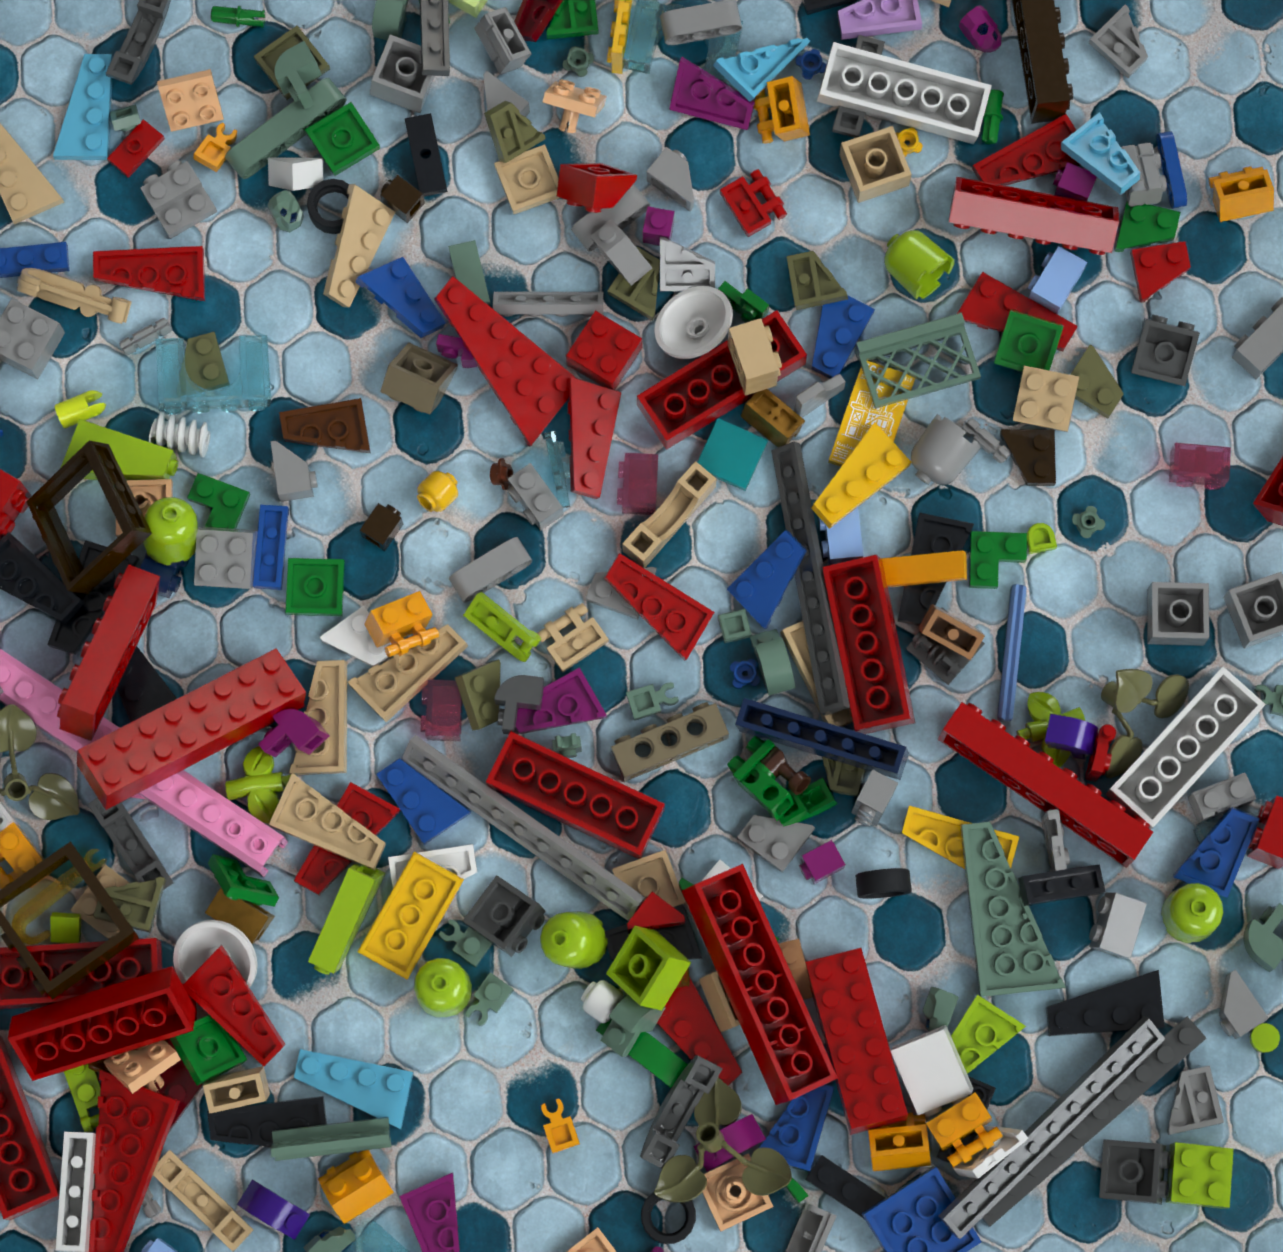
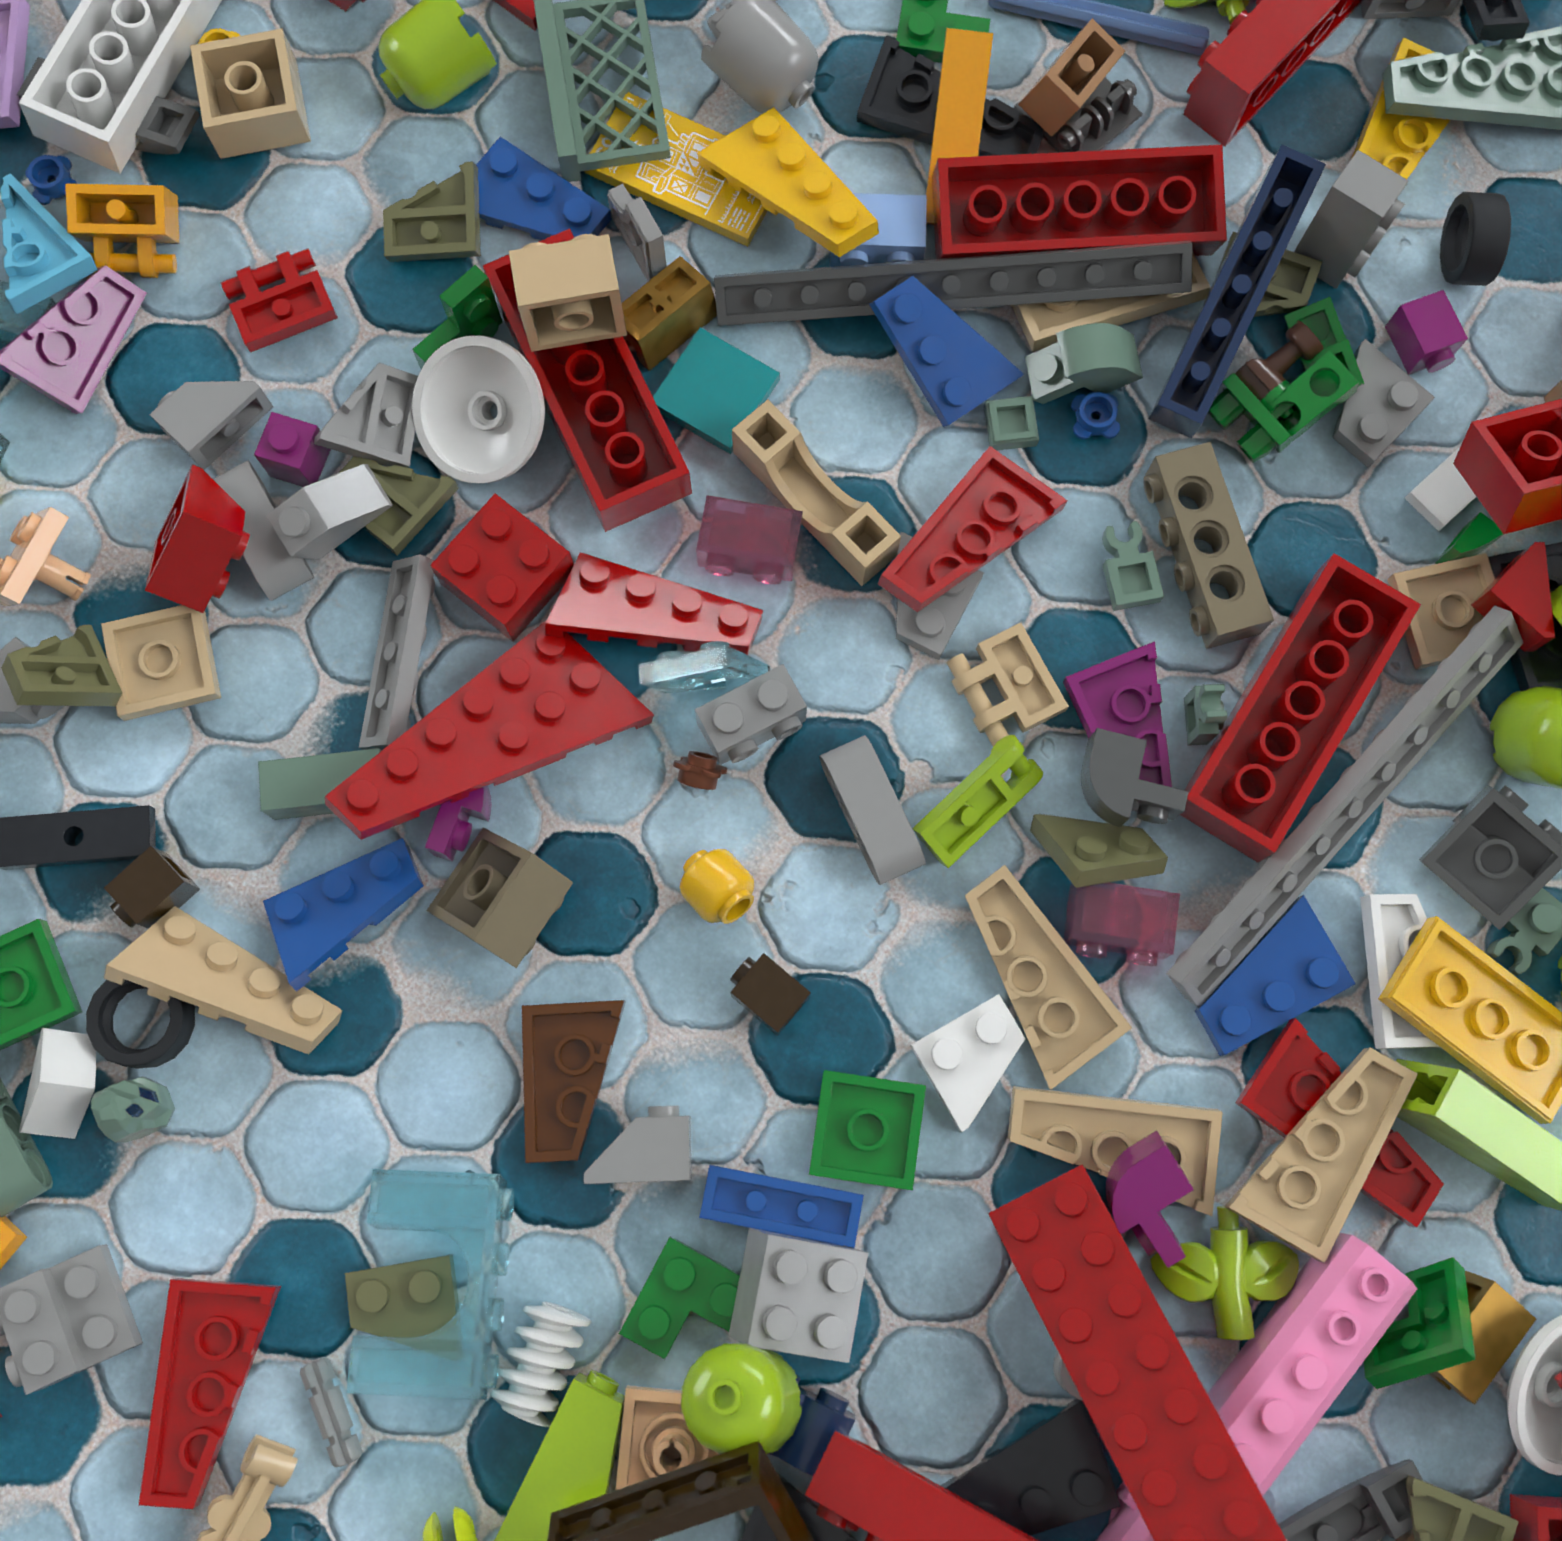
camera: 85 degrees left, 0 degrees up
(401, 619) = (954, 979): light orange brick -> none

